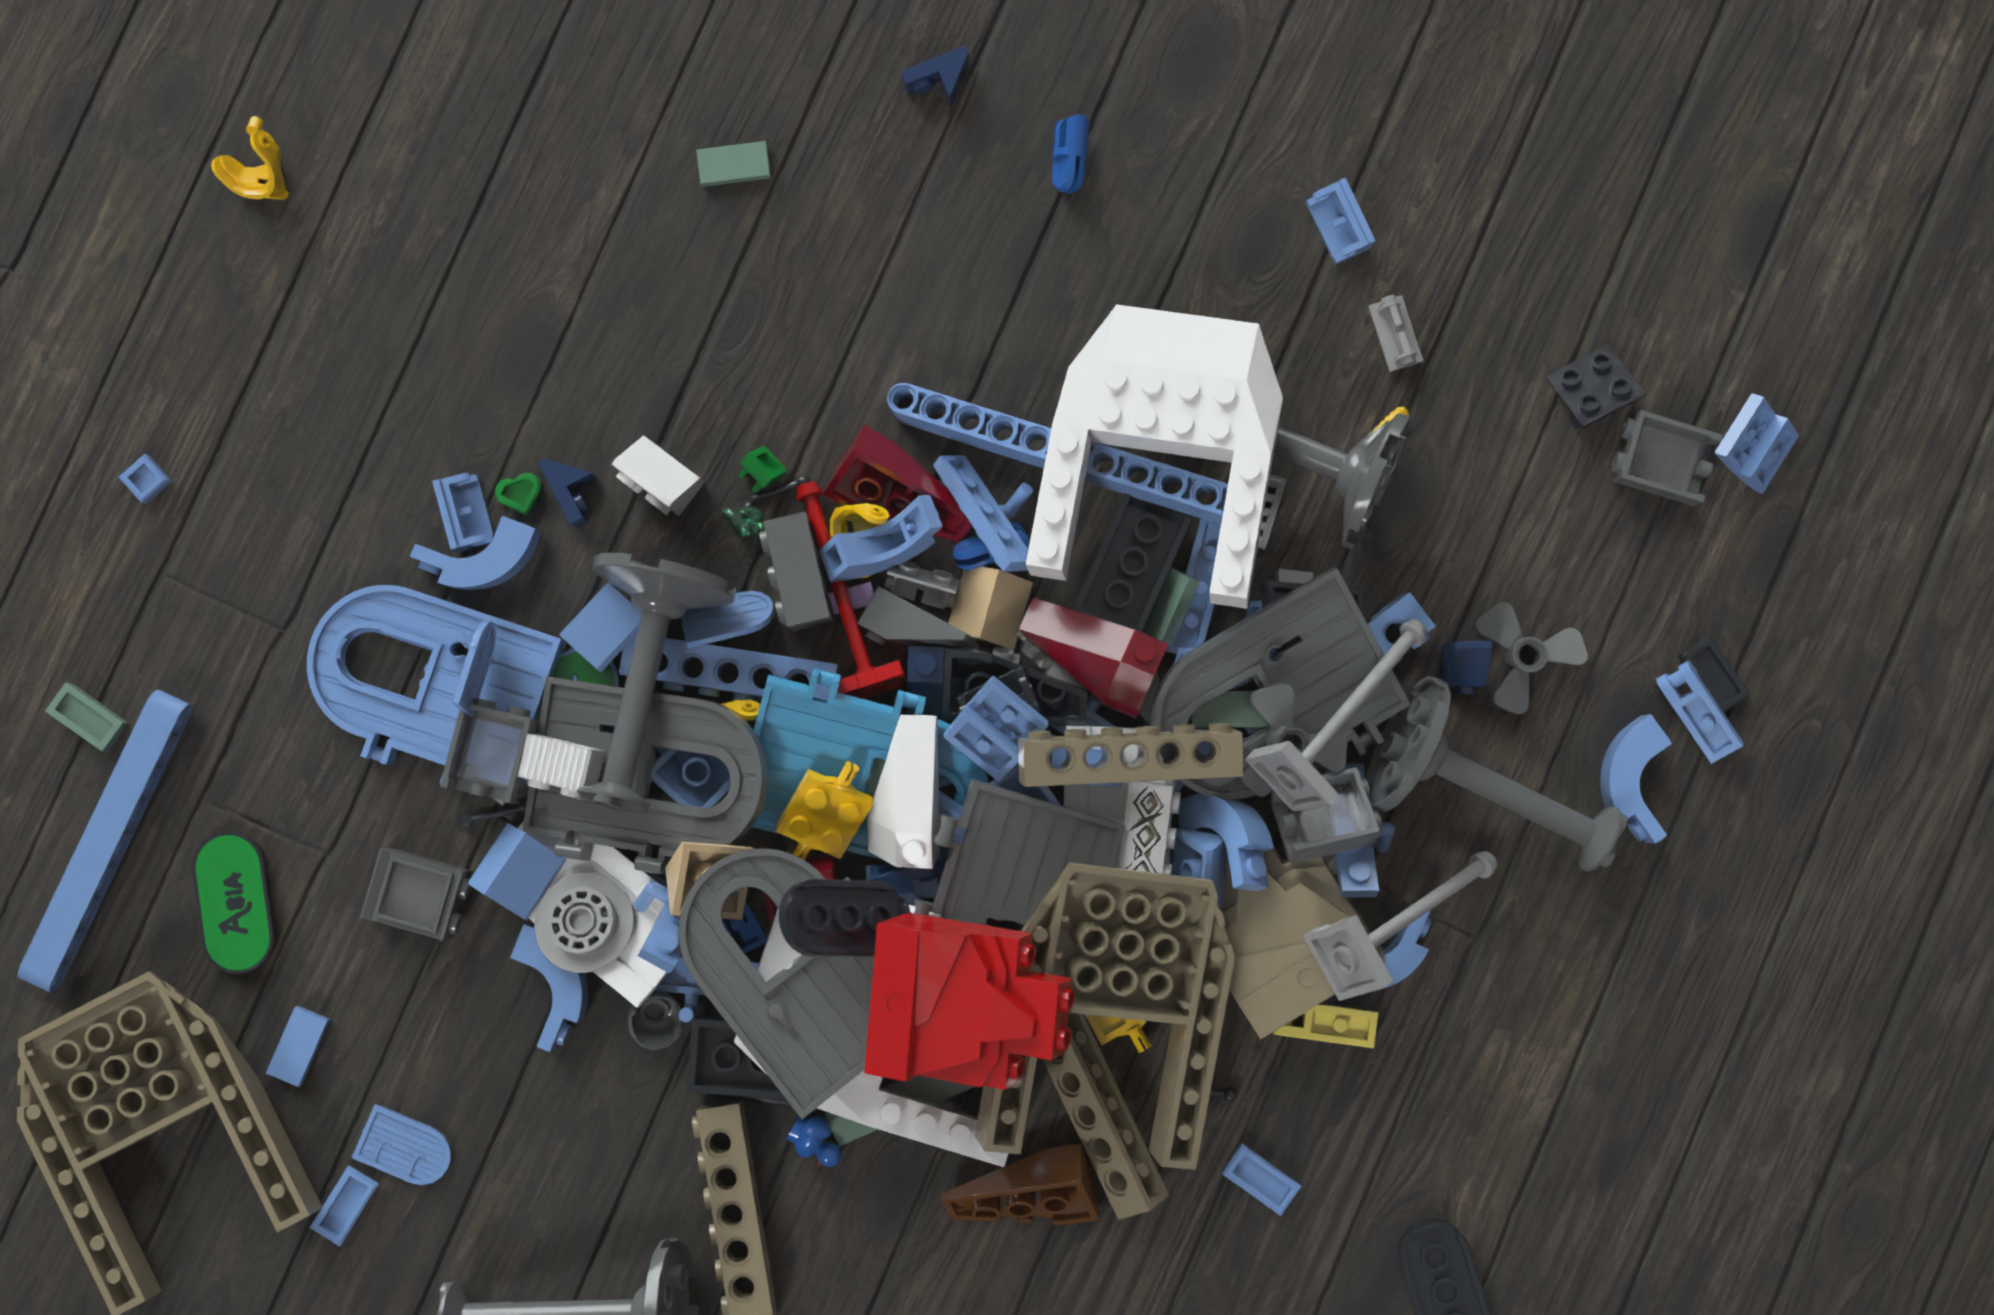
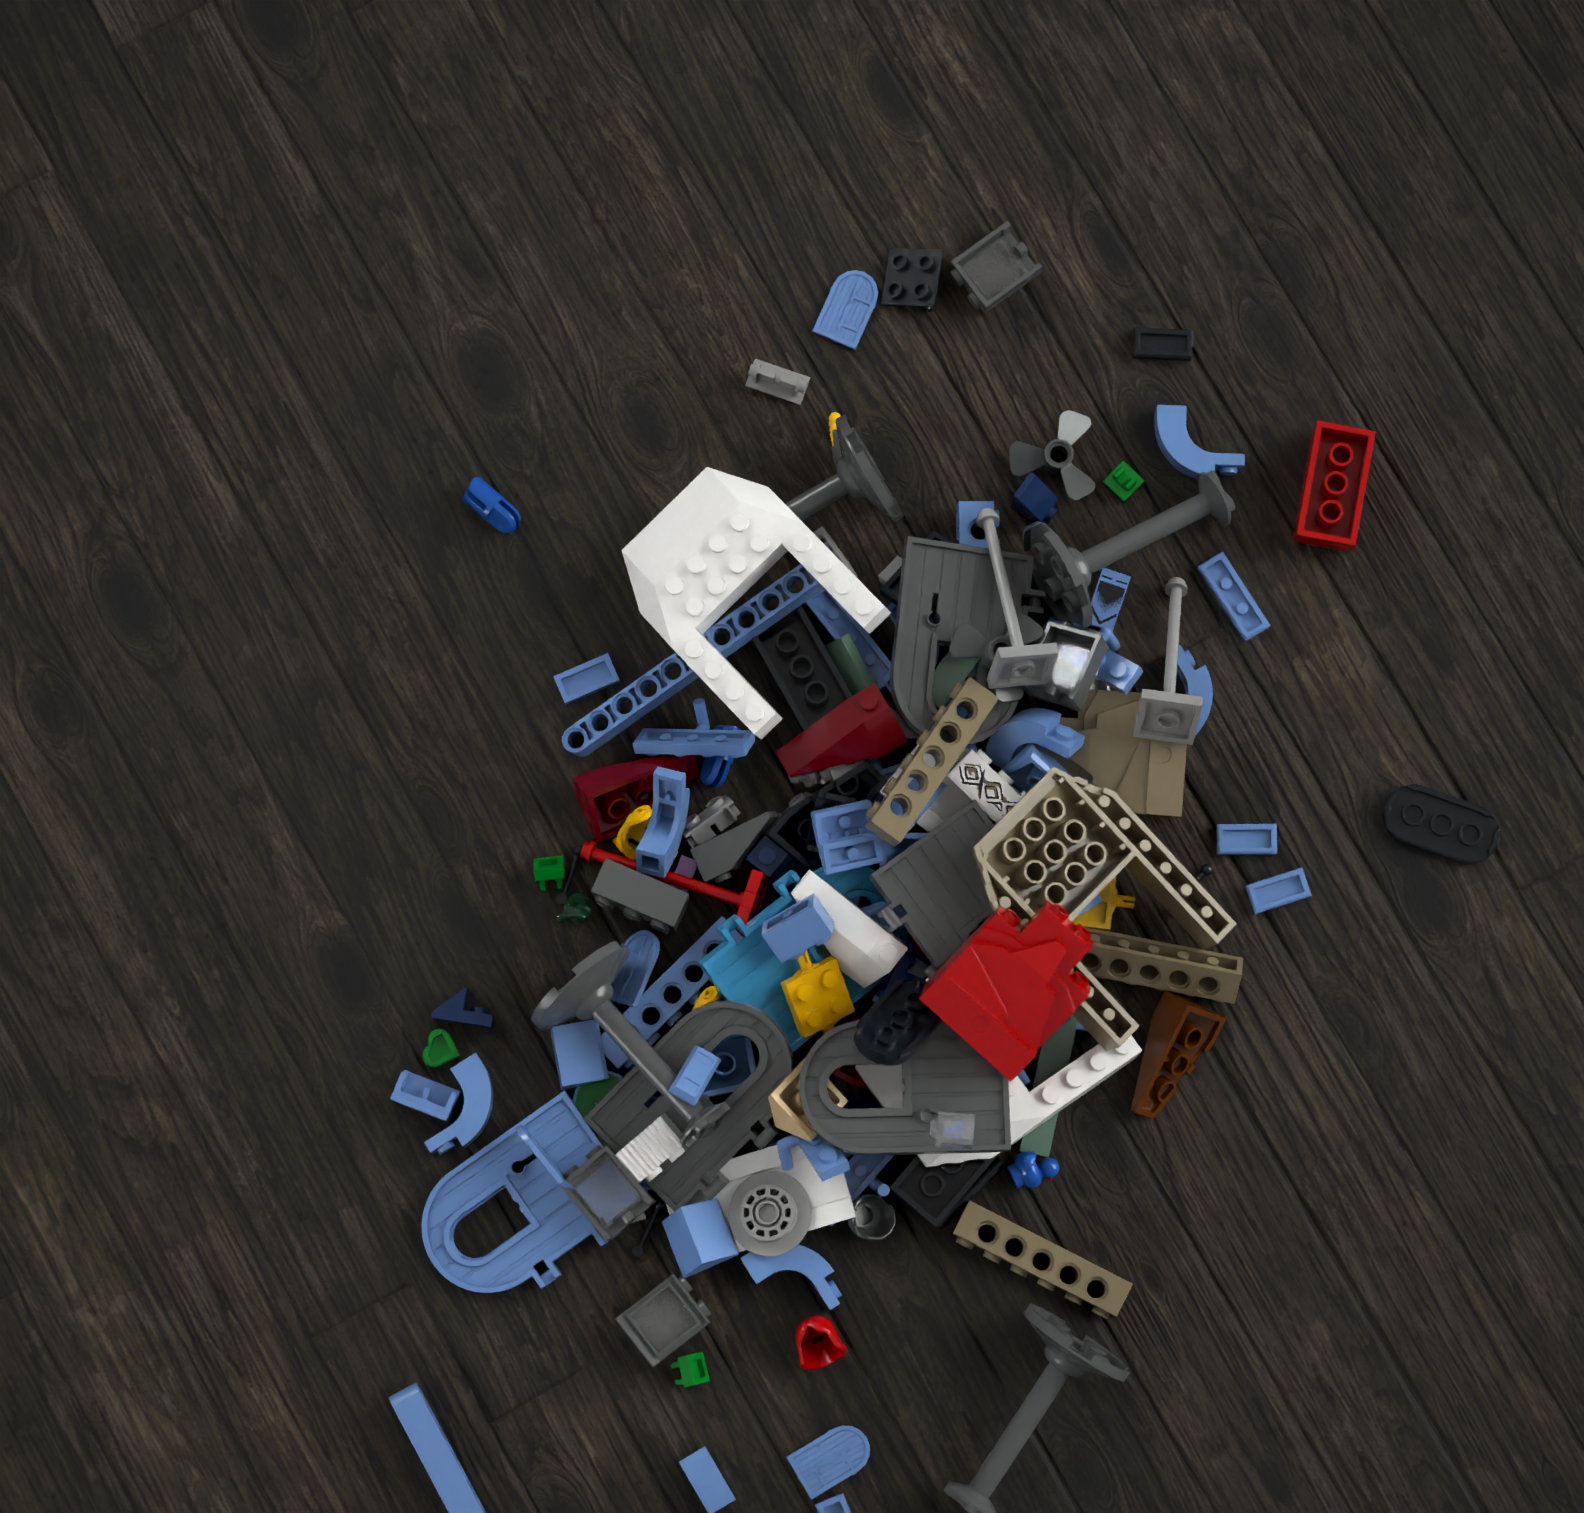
camera: 55 degrees left, 5 degrees down
(86, 717) = (368, 1463): sand green tile -> none
(145, 479) = (233, 1301): medium blue tile -> none
(234, 902) = (575, 1453): green tile -> none
(245, 179) = (76, 1080): yellow helmet -> none
(389, 956) = (692, 1370): none -> green tile
(495, 1065) = (822, 1353): none -> red hair
(653, 754) = (694, 1075): none -> medium blue tile
(663, 477) = (502, 944): white slope -> none
(733, 163) = (324, 737): sand green tile -> none
(776, 1050) = (953, 1130): none -> clear brick
(868, 748) = (798, 928): none -> medium blue brick
(946, 69) = (371, 546): dark blue slope -> none
(972, 367) = (586, 678): none -> medium blue tile
(990, 605) = (758, 785): tan slope -> none
(1288, 1111) = (1246, 839): none -> medium blue tile
(1335, 1025) = (1210, 766): light yellow plate -> none
(1340, 221) = (675, 361): medium blue hinge -> none
(1424, 806) = (1108, 598): none -> tile
(1516, 925) = (1233, 597): none -> medium blue tile
(1517, 347) = (847, 308): none -> medium blue window
(1548, 736) = (1123, 482): none -> green tile
(1700, 713) = (1181, 372): medium blue plate -> none
(1701, 945) = (1334, 486): none -> red brick
(1757, 443) = (1030, 202): medium blue slope -> none

